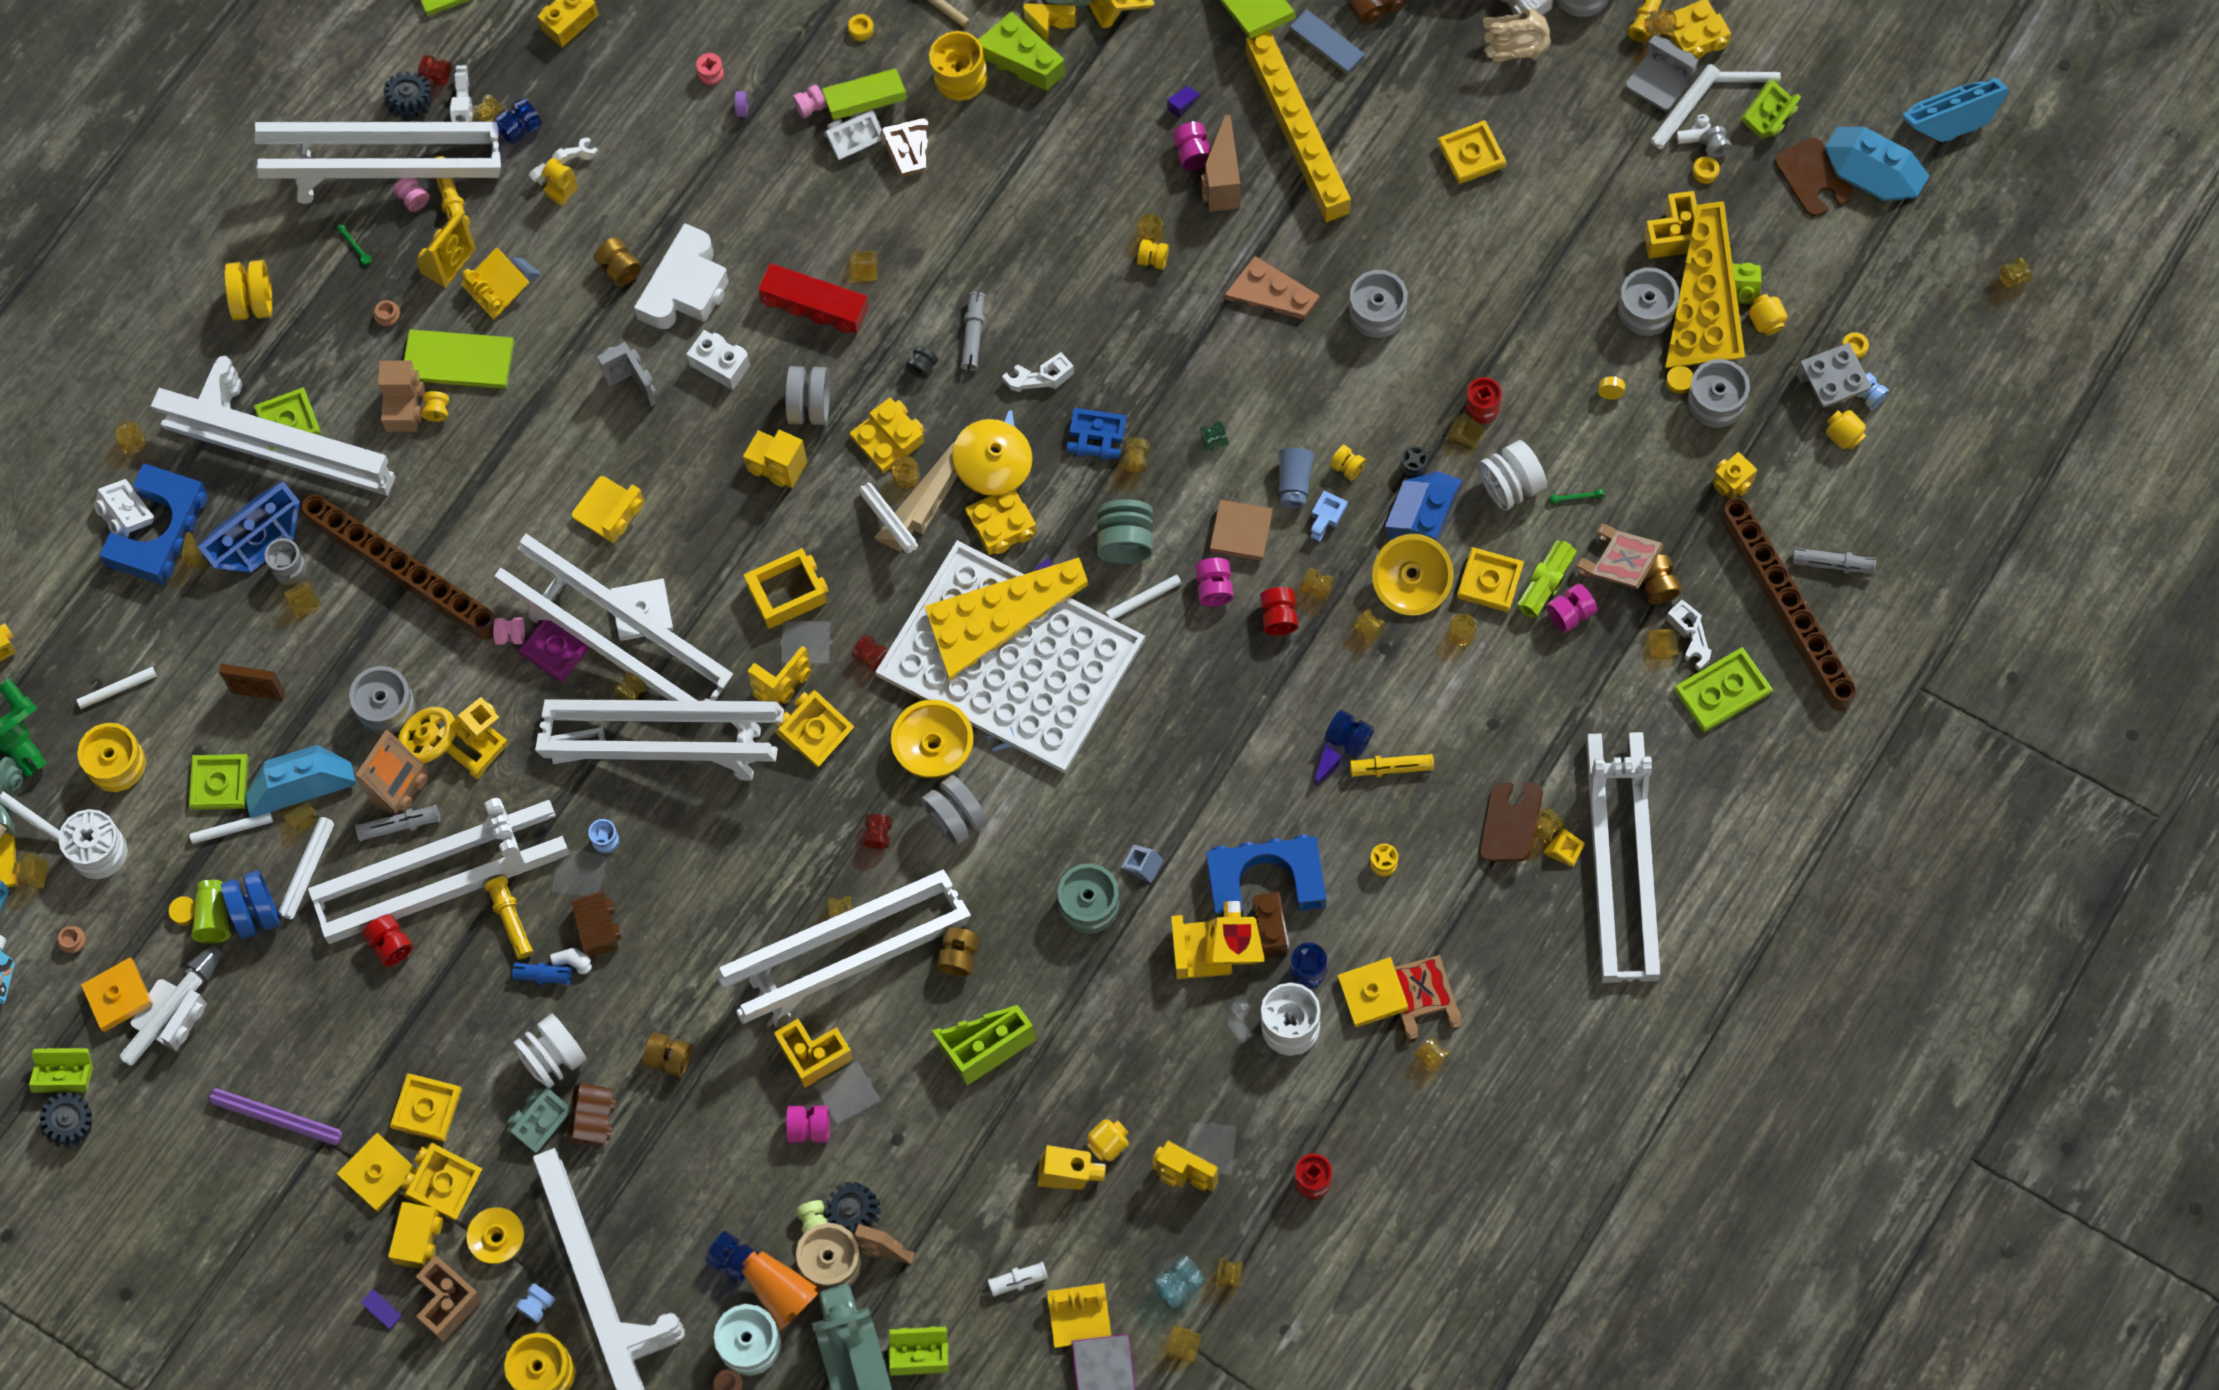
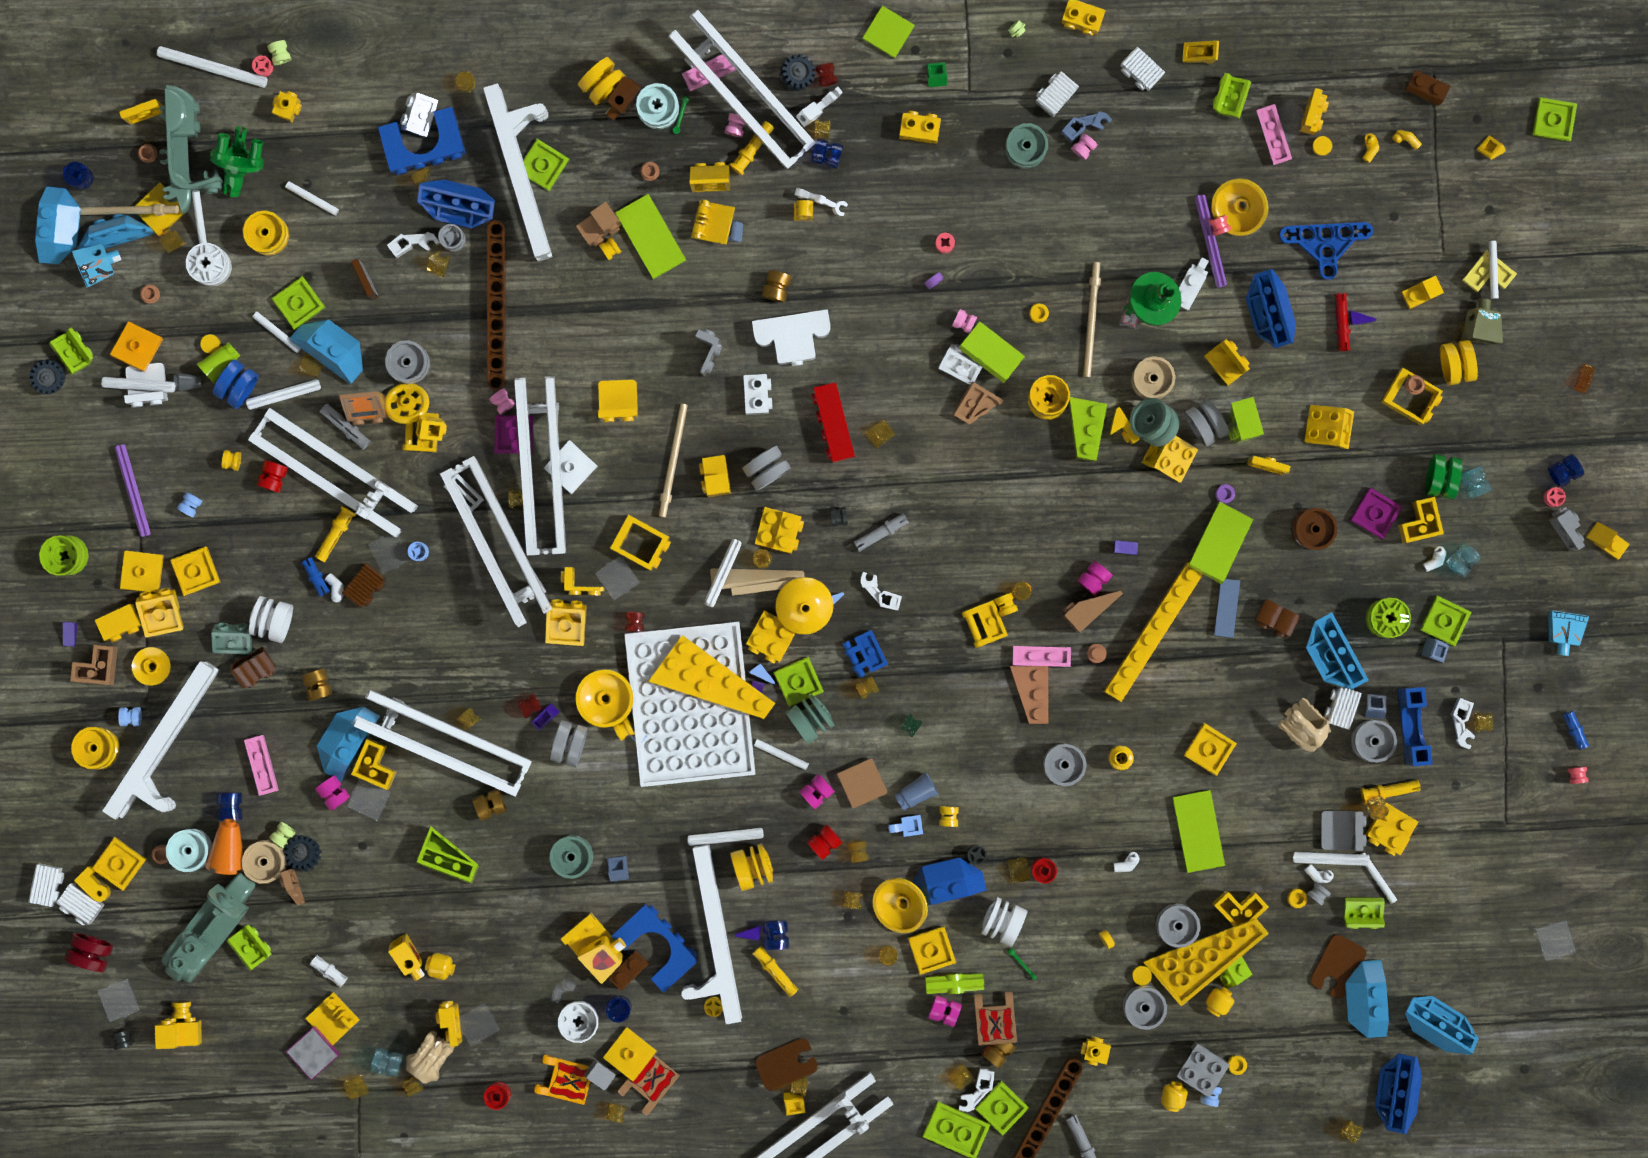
camera: 50 degrees right, 20 degrees up
(261, 598) = (421, 239): none -> white piece
(270, 1237) = (55, 561): none -> lime wheel
(284, 280) = (629, 91): none -> reddish brown torso
(324, 255) = (654, 95): none -> light aqua wheel
(331, 191) = (720, 67): none -> bright pink plate
(332, 975) = (231, 460): none -> yellow wheel
(344, 1059) = (189, 504): none -> light blue wheel
(712, 1187) = (261, 765): none -> bright pink plate
(754, 528) = (665, 497): none -> tan bar
(757, 1071) = (343, 741): none -> dark azure wedge
(904, 827) = (545, 716): none -> dark purple piece
(984, 745) = (624, 729): none -> yellow wheel
(1034, 556) = (759, 671): none -> light blue piece
(1072, 526) = (798, 681): none -> lime tile
(1158, 282) = (990, 620): none -> yellow plate
(1193, 718) = (727, 836): none -> white axle
(1209, 1224) = (428, 1058): none -> tan piece
(1238, 255) = (1042, 656): none -> bright pink plate
(1249, 704) = (752, 867): none -> yellow wheel
(1278, 199) = (1096, 653): none -> nougat plate
(1354, 1086) = (566, 1081): none -> flag
(1357, 817) = (723, 981): none -> white piece
(1371, 1038) = (599, 1074): none -> light grey panel
(1413, 243) = (1127, 757): none -> yellow head
(1541, 314) = (1129, 863): none -> white arm
(1556, 221) = (1198, 831): none -> lime tile
(1731, 623) = (1001, 1108): none -> lime tile
(2000, 196) = (1399, 1092): none -> blue wedge

